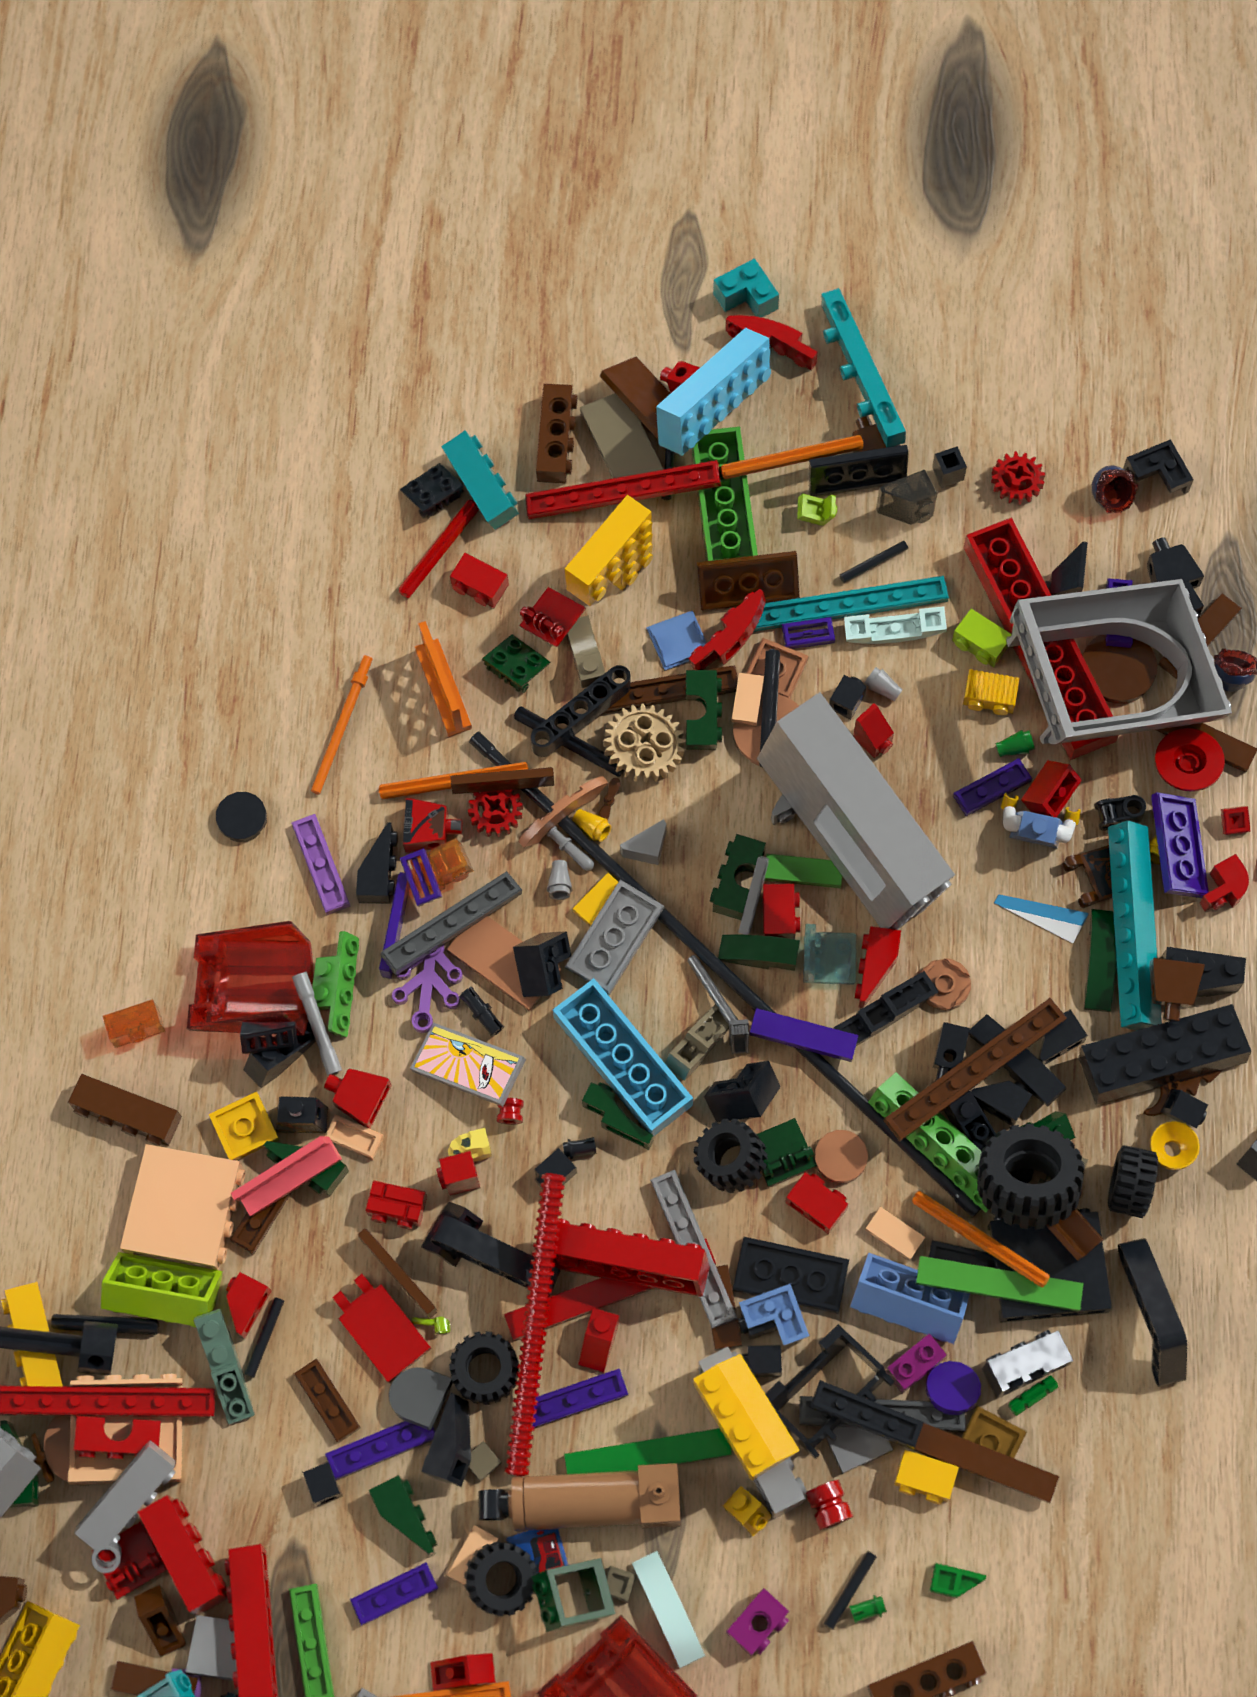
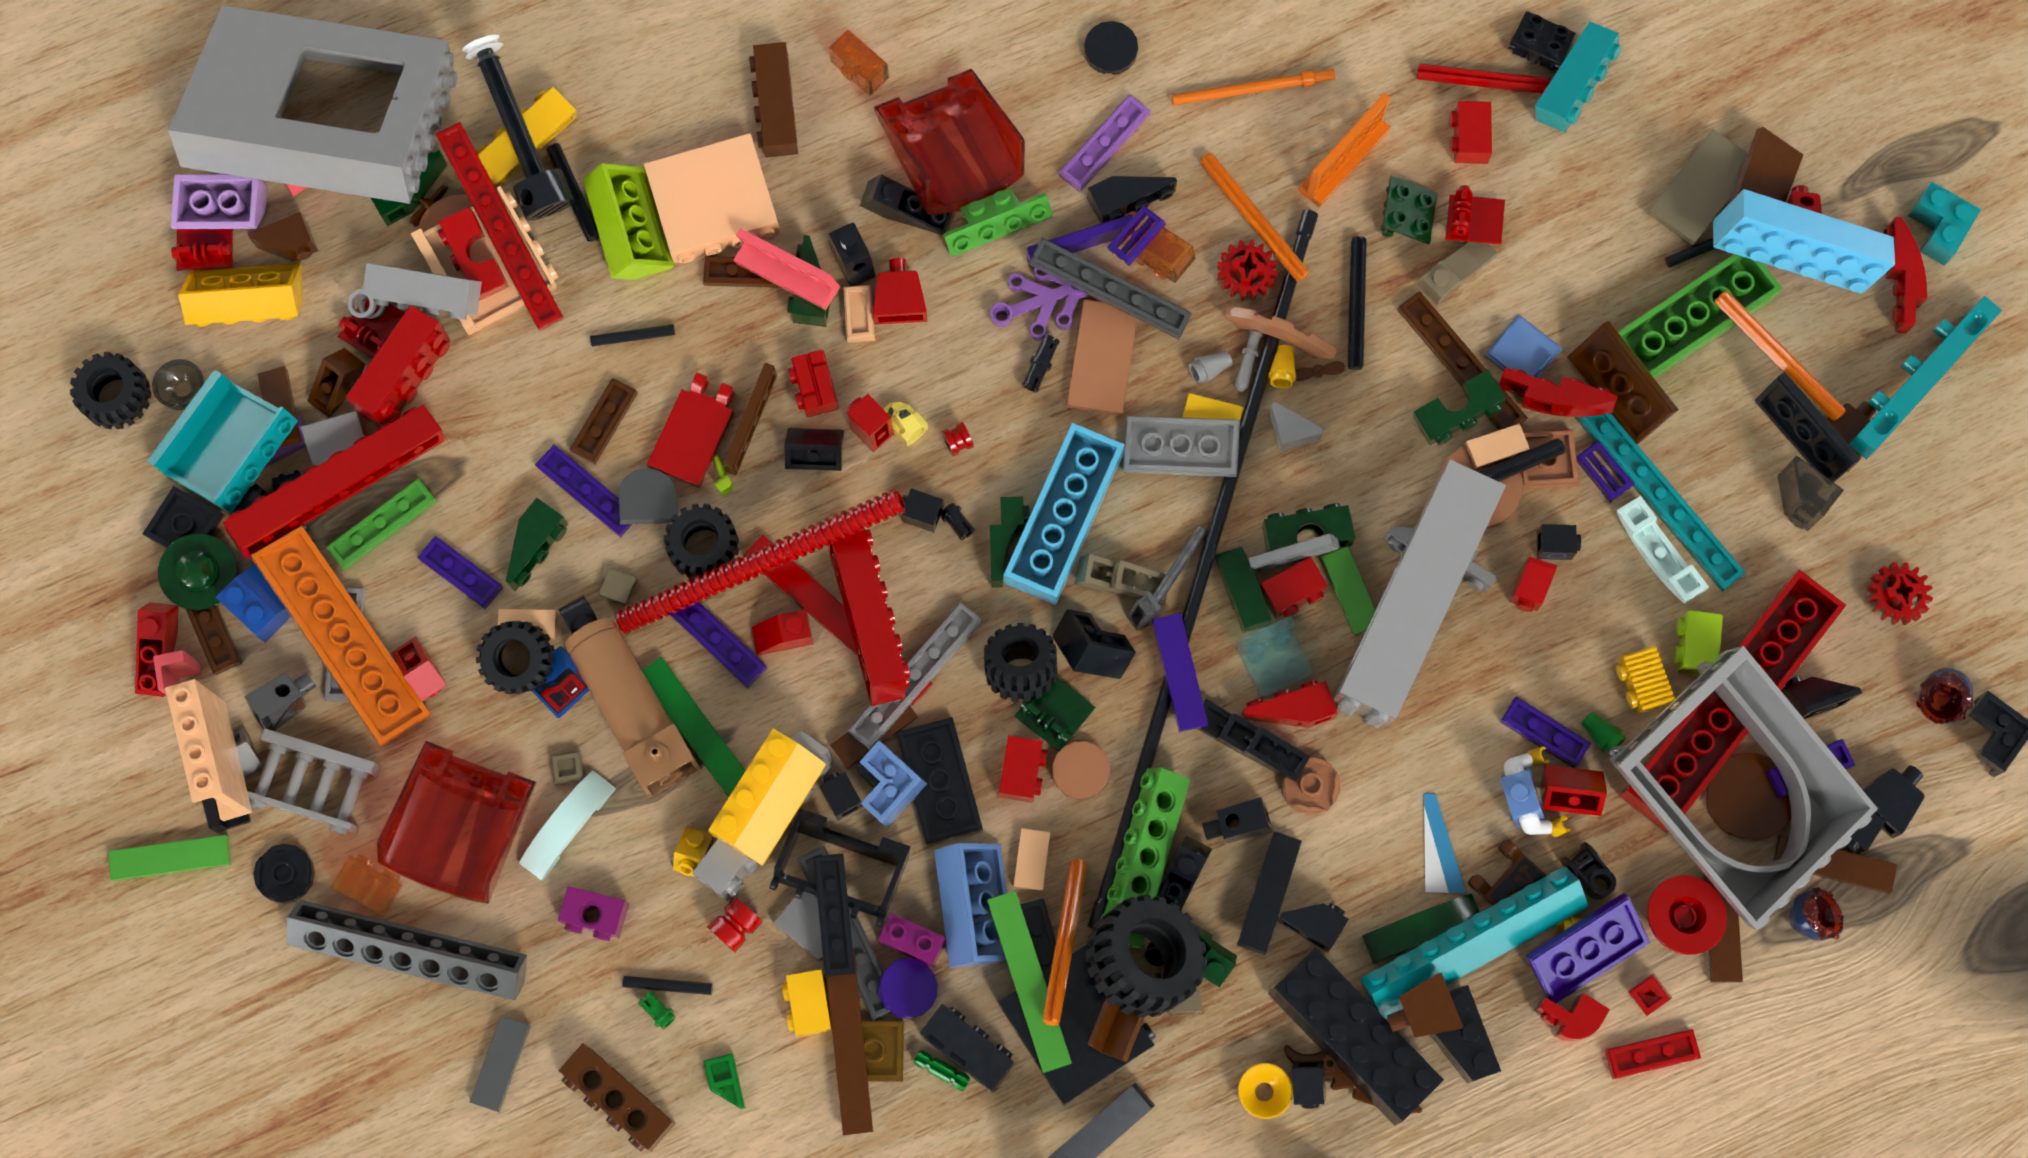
camera: 60 degrees right, 5 degrees up
(224, 1366) = (587, 315): sand green slope -> none
(243, 1126) = (815, 210): yellow plate -> none
(245, 1301) = (653, 300): red slope -> none
(253, 1042) = (898, 171): black slope -> none
(307, 997) = (965, 197): light grey piece -> none
(322, 1484) = (522, 455): black panel -> none
(427, 825) = (1194, 216): red torso -> none
(451, 1445) = (614, 550): black slope -> none
(468, 1064) = (980, 376): tile -> none
(486, 1251) = (808, 487): black beam -> none
(502, 780) = (1275, 258): reddish brown tile -> none
(538, 963) = (1117, 386): black panel -> none
(556, 398) = (1705, 99): reddish brown brick -> none
(584, 700) = (1404, 292): black beam -> none
(594, 1588) = (550, 748): dark green window -> none
(612, 553) = (1573, 233): yellow piece -> none
(614, 490) = (1648, 215): red tile -> none
(644, 743) = (1370, 364): tan gear -> none
(816, 509) = (1742, 411): lime bracket -> none
(873, 561) = (1720, 496): black bar -> none
(883, 684) = (1591, 570): light grey cone -> none
(949, 467) = (1868, 518): black brick -> none
(974, 1069) = (1231, 852): reddish brown plate -> none
(1003, 1100) = (1221, 899): black slope -> none
(1133, 1181) = (1202, 1064): black tyre -> none

